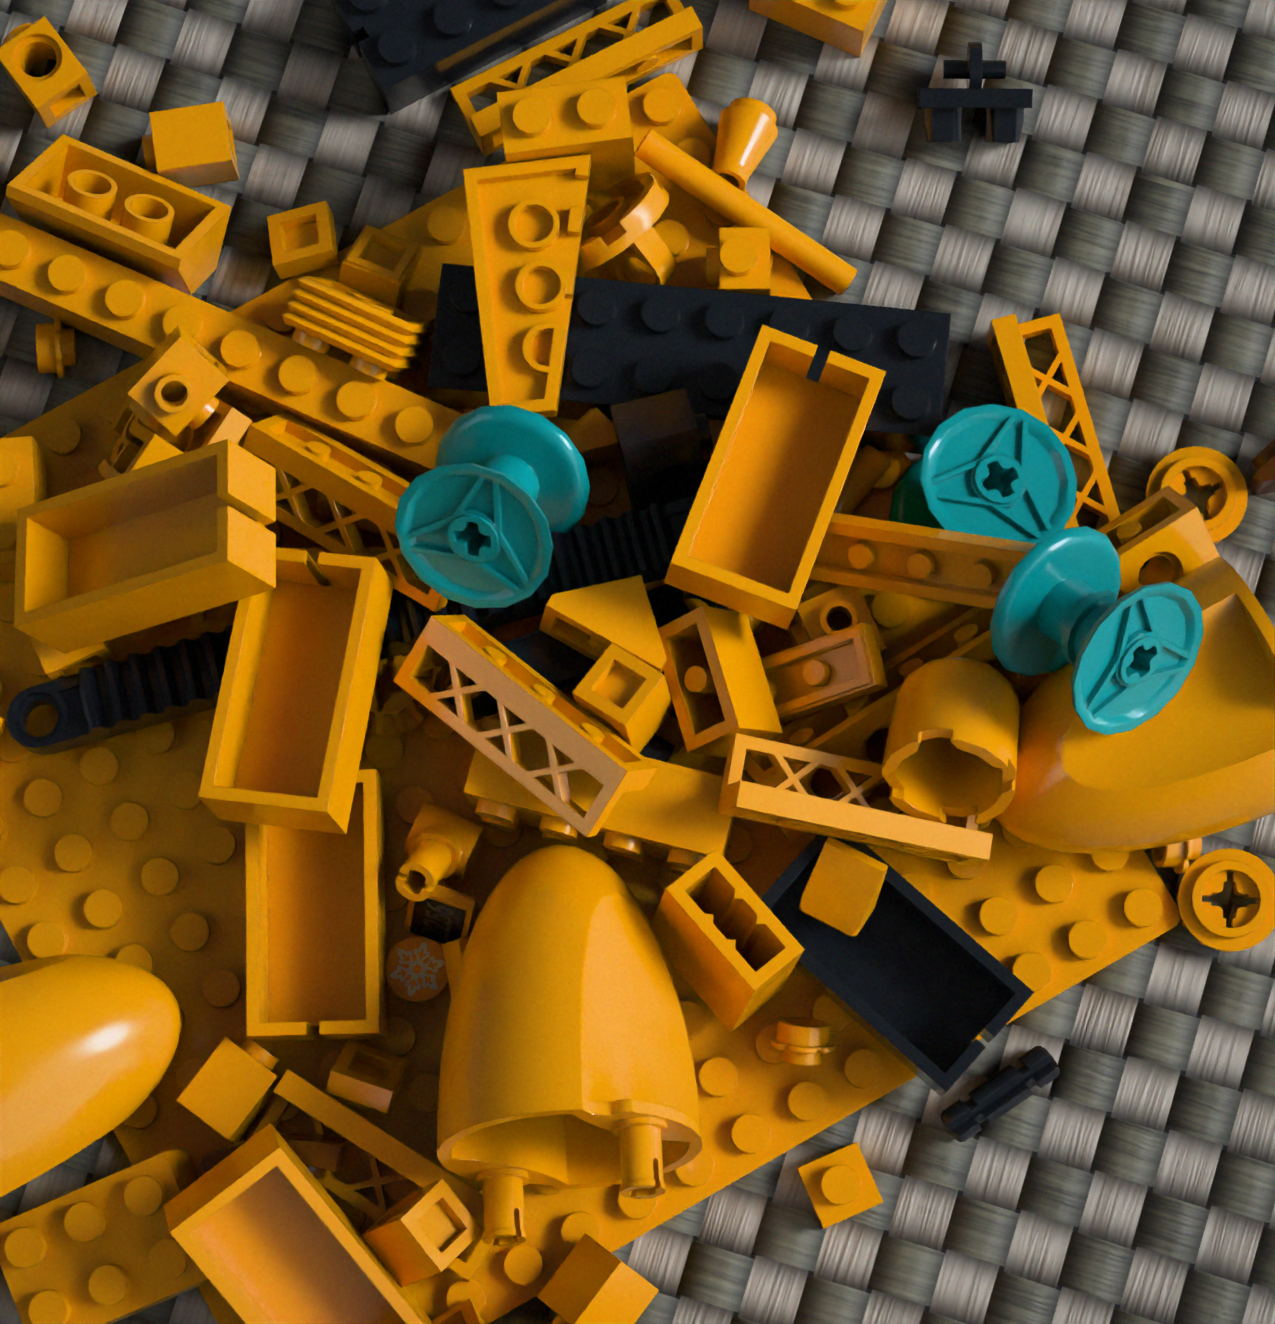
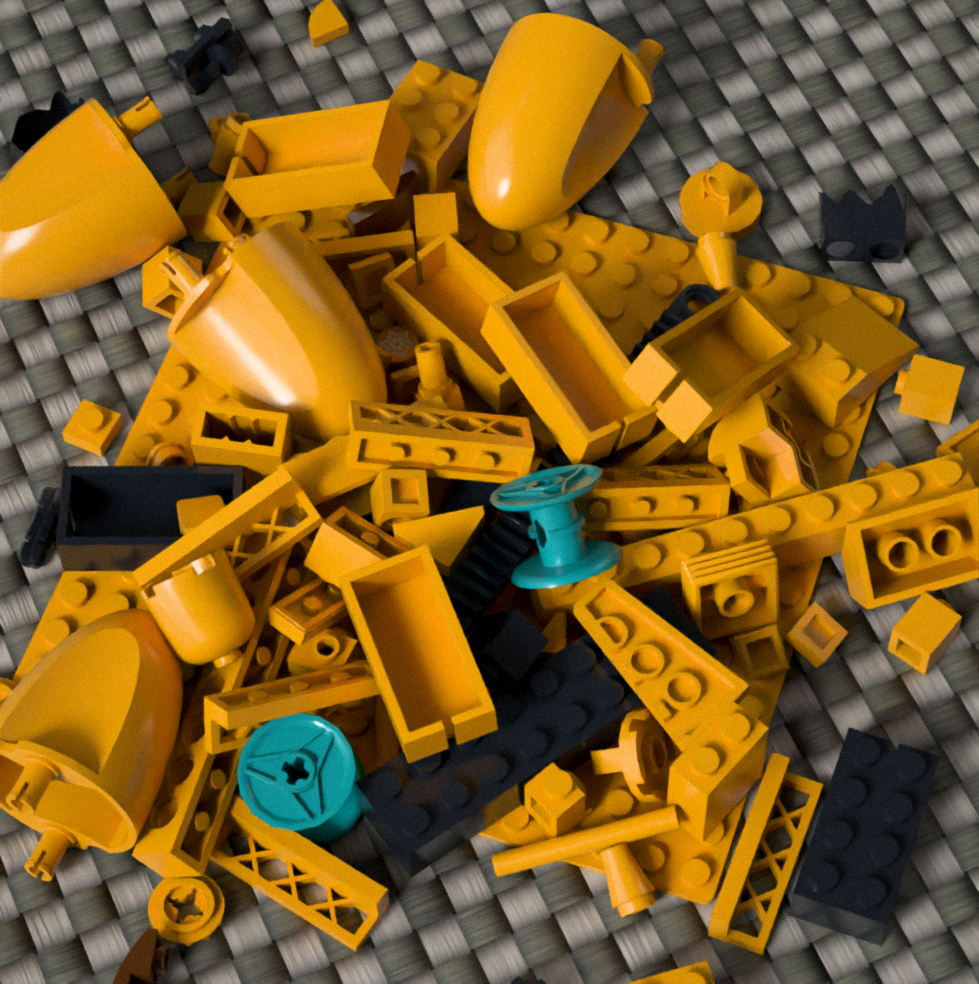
camera: 135 degrees right, 20 degrees down
(176, 384) = (786, 466): light orange brick -> none
(422, 1233) = (267, 213): light orange brick -> none
(1123, 651) = (189, 700): teal piece -> none

